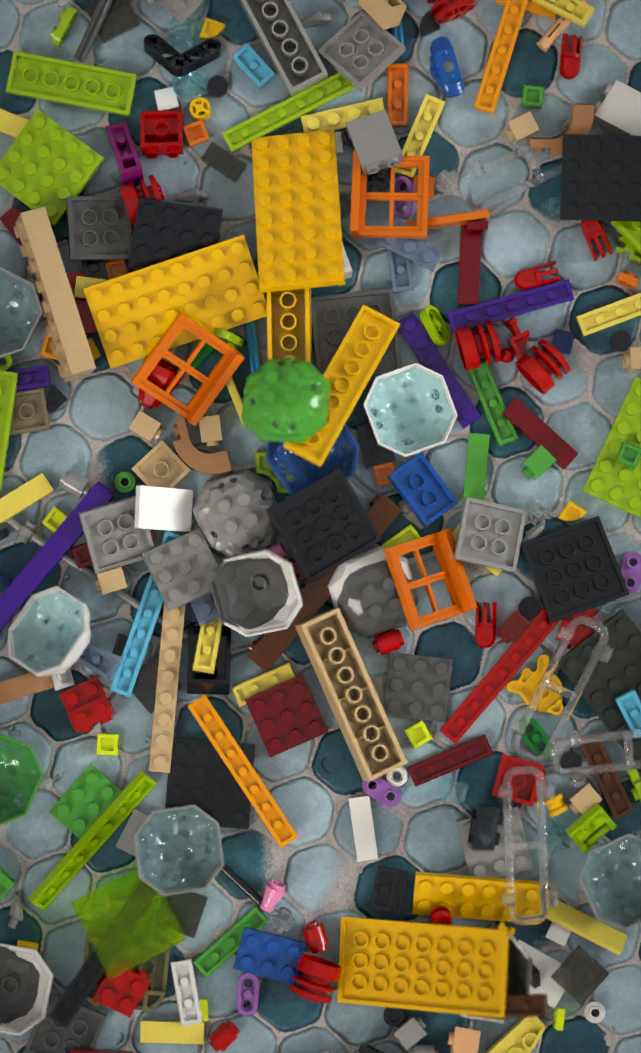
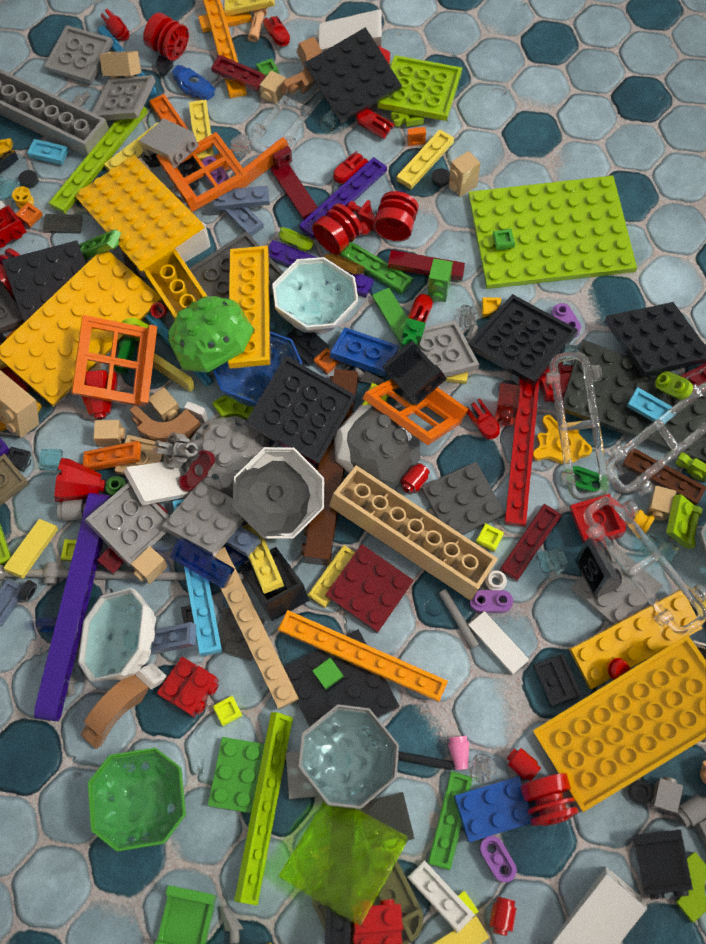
camera: 30 degrees left, 20 degrees down
(81, 418) = (50, 459): none -> clear light blue tile
(92, 461) = (76, 481): none -> red cone
(136, 453) = (112, 456): none -> orange tile
(156, 611) = (202, 563): none -> clear blue plate
(191, 522) = (190, 479): none -> dark red piece
(197, 485) = (175, 449): none -> light grey pin
(205, 768) = (328, 673): none -> bright green tile
(235, 454) = (197, 411): none -> white tile
(239, 226) = (100, 244): none -> bright green plate
(259, 327) = (156, 313): none -> red hinge
(344, 788) = (459, 619): none -> light grey bar
(448, 549) = (414, 372): none -> black panel
(462, 384) = (345, 264): none -> pearl gold tile
(476, 503) = (412, 331): none -> green plate
(495, 91) = (238, 73): none -> dark red plate
(500, 480) = (421, 308): none -> red arm

